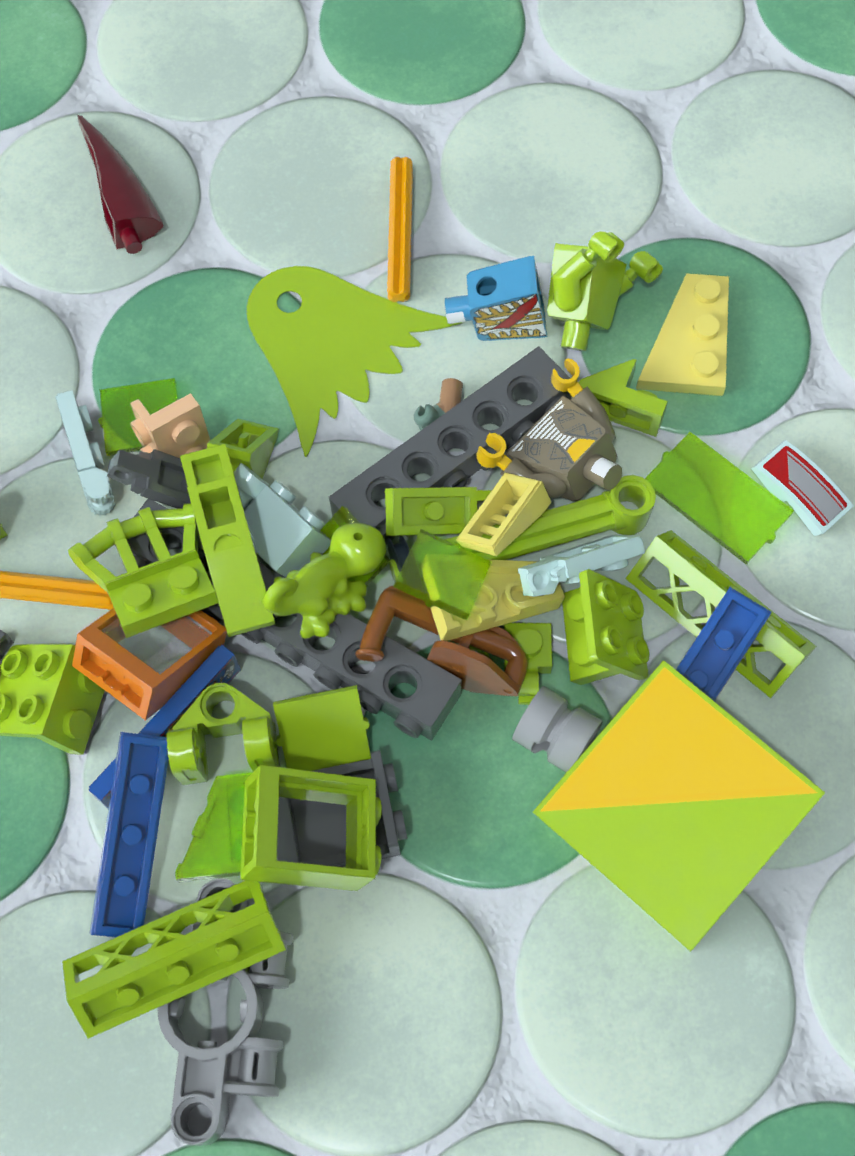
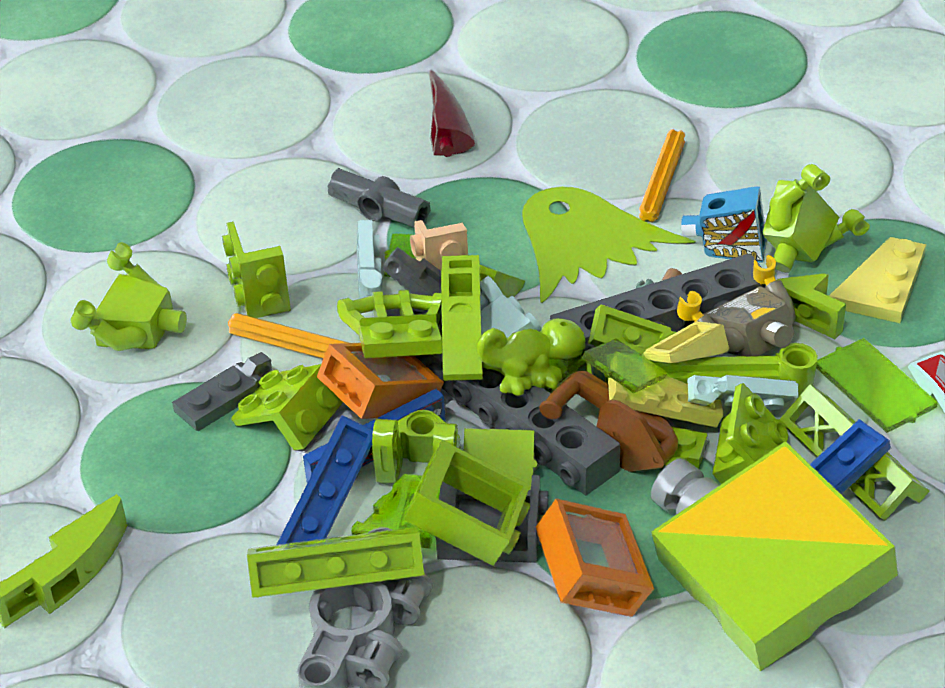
camera: 15 degrees right, 25 degrees down
(69, 341) = (378, 198): none -> dark grey piece
(472, 860) = (594, 558): none -> orange window

